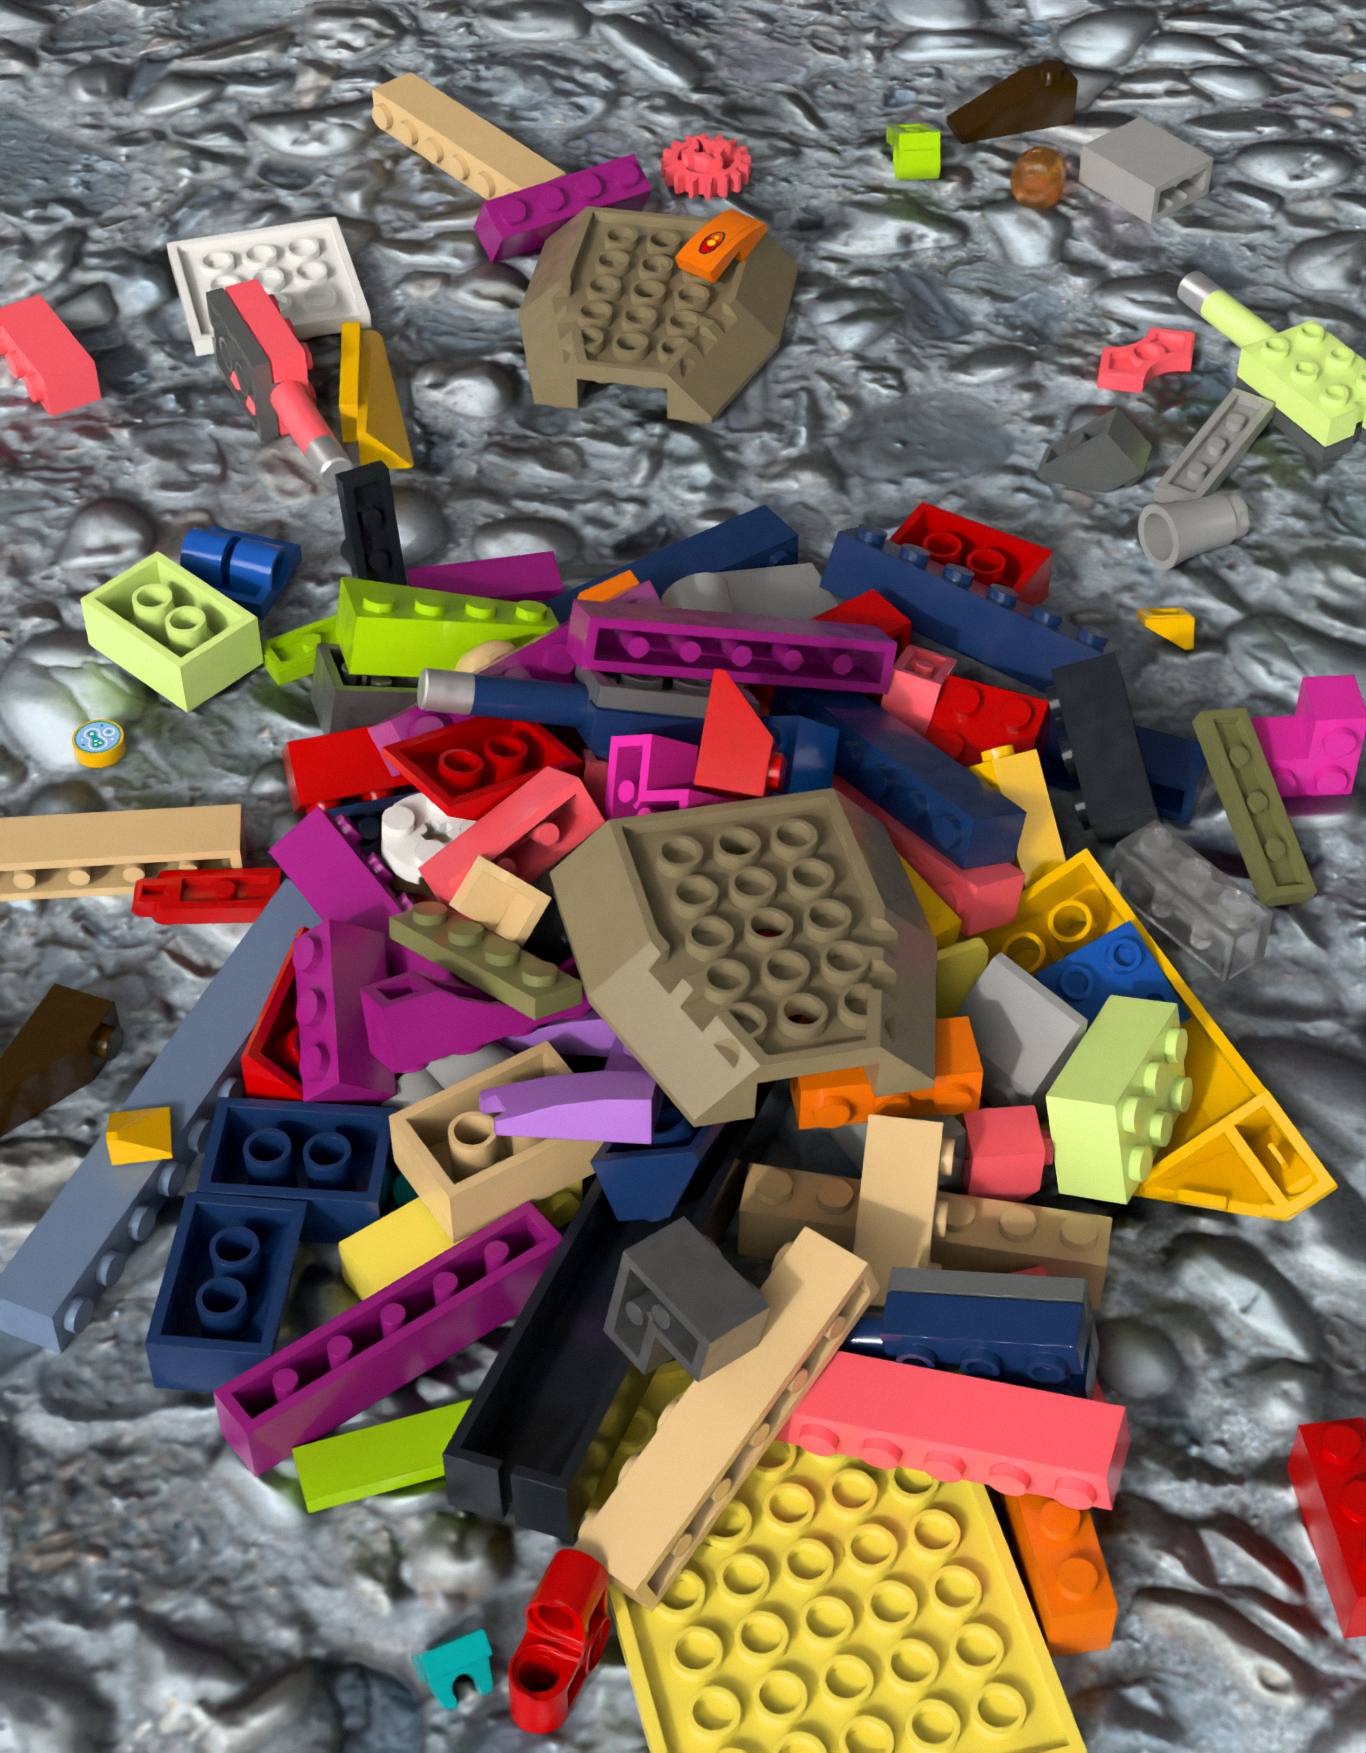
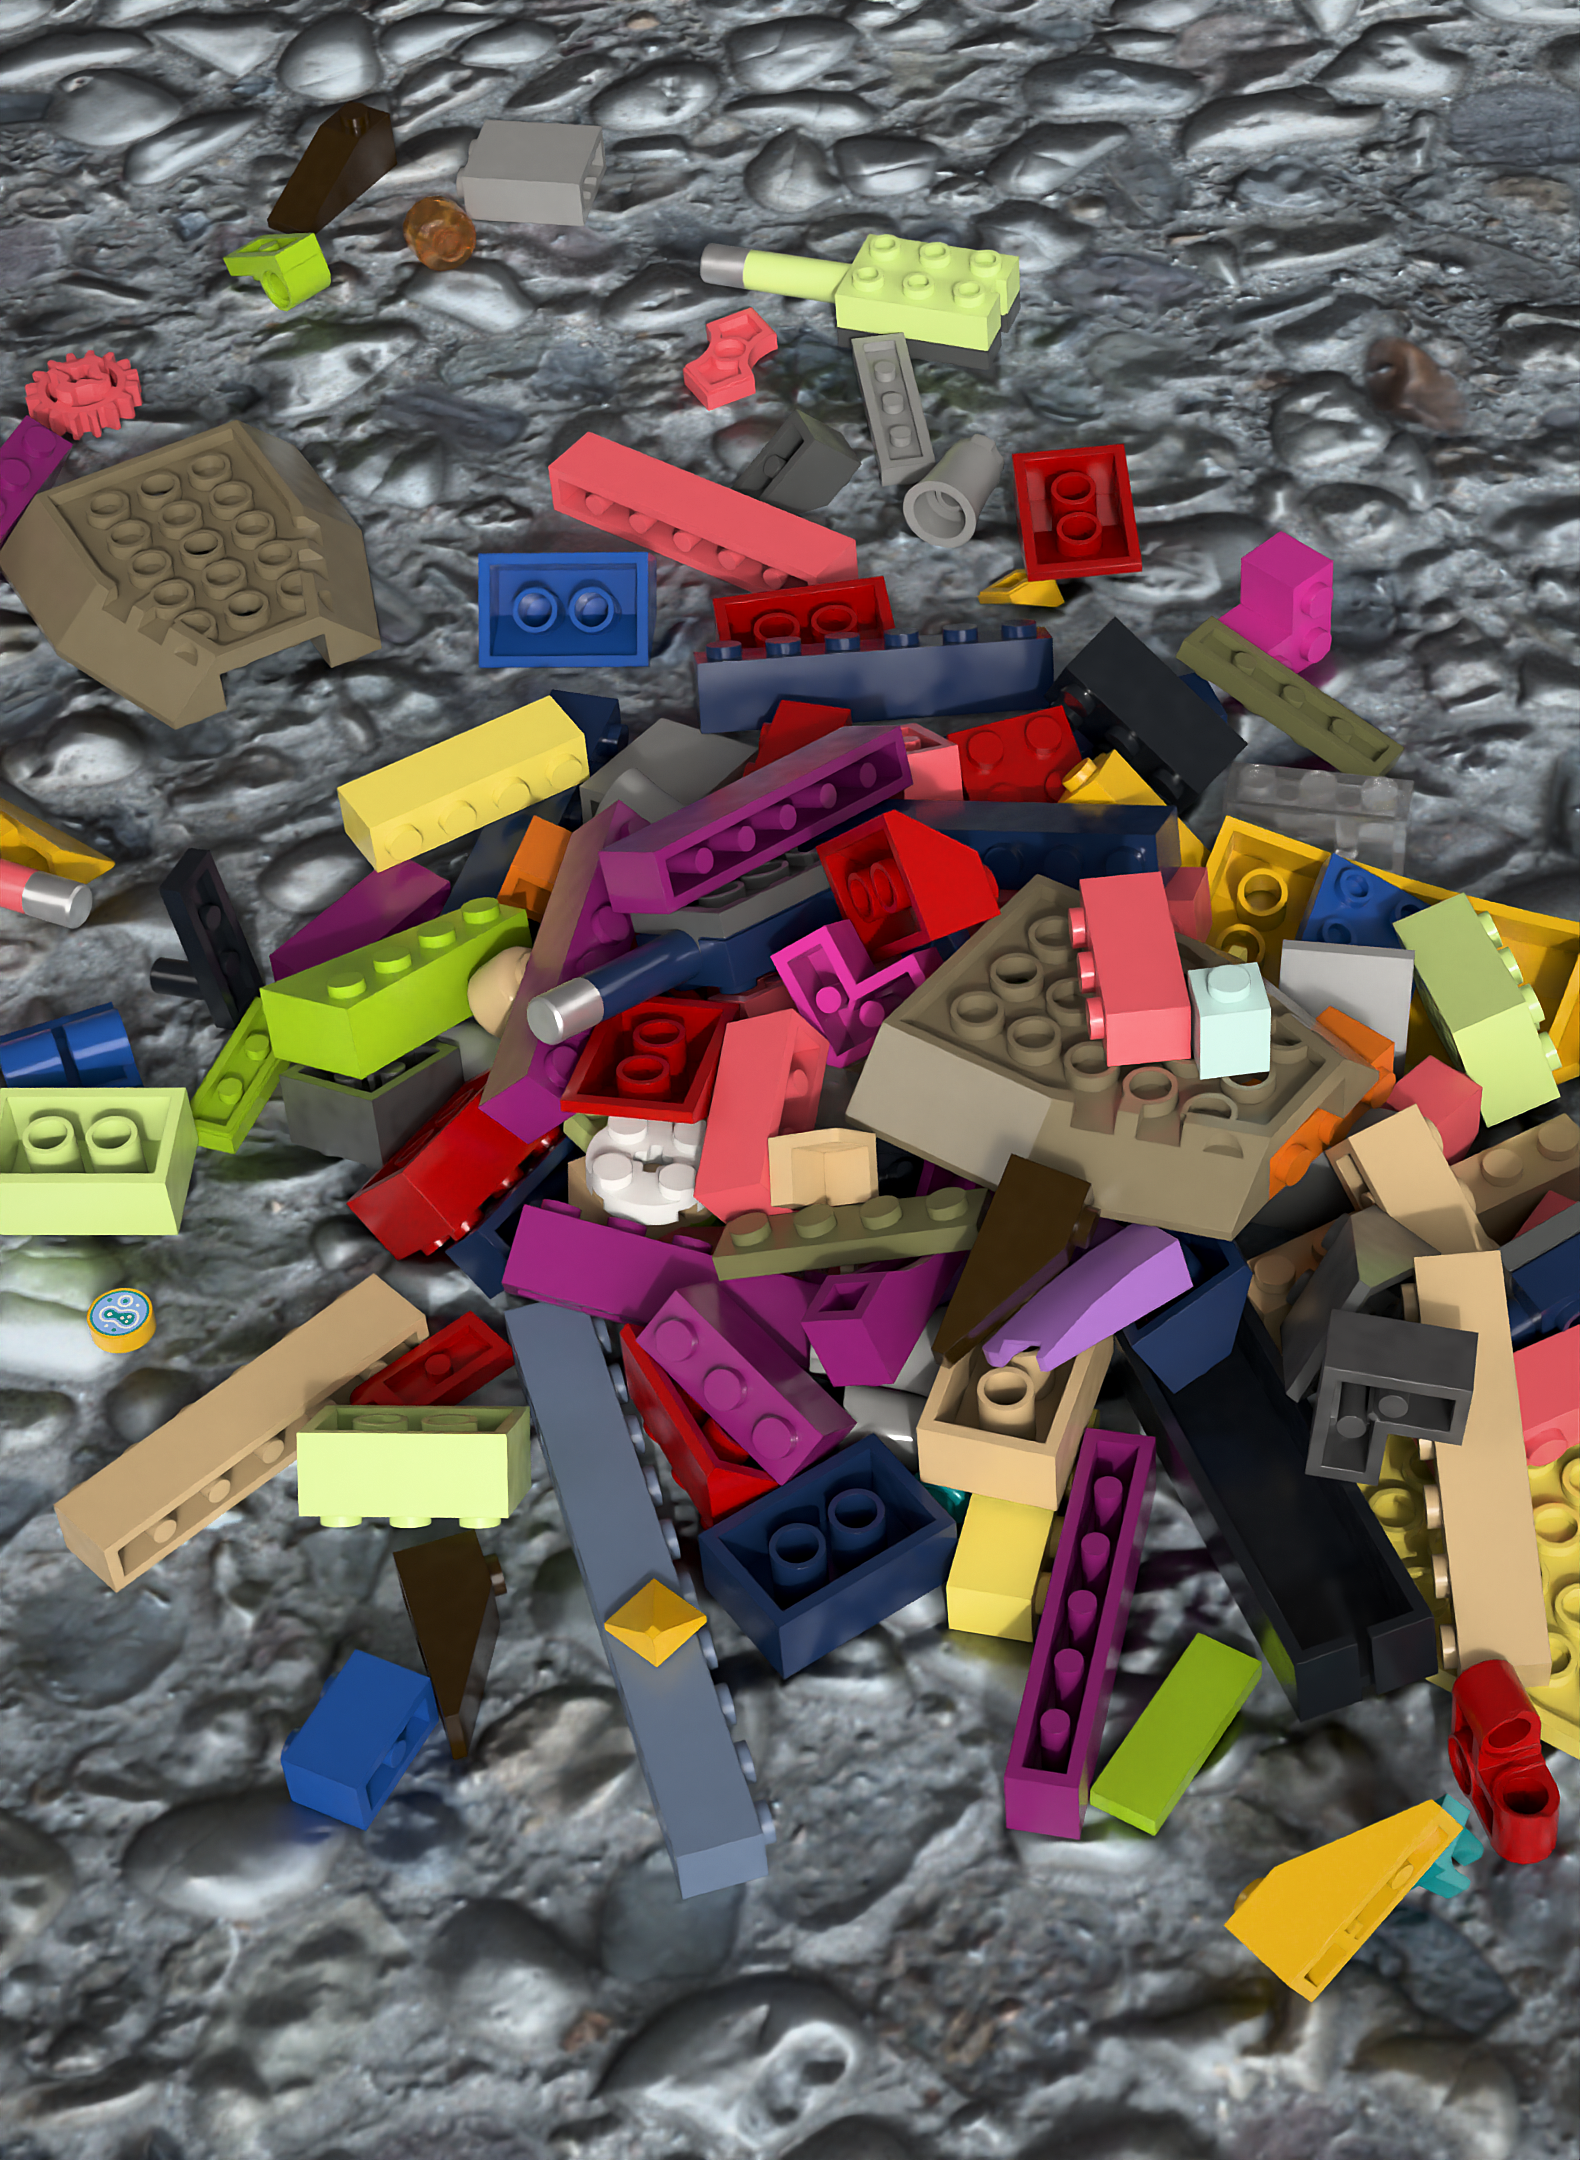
camera: 35 degrees left, 0 degrees up
(125, 935) = (414, 1464): none -> yellowish green brick
(223, 1289) = (892, 1697): dark blue slope -> none
(326, 1641) = (1329, 1901): none -> yellow slope
(541, 1034) = (1019, 1249): none -> dark brown slope
(628, 528) = (463, 783): none -> light yellow brick
(718, 243) = (236, 458): orange slope -> none
(761, 1225) = (1359, 1274): none -> dark grey slope
(794, 886) = (1131, 969): none -> coral brick
(809, 961) = (1229, 1020): none -> light aqua brick
(844, 462) = (566, 609): none -> blue slope
(996, 453) = (696, 519): none -> coral brick
(1247, 588) = (1075, 513): none -> red slope

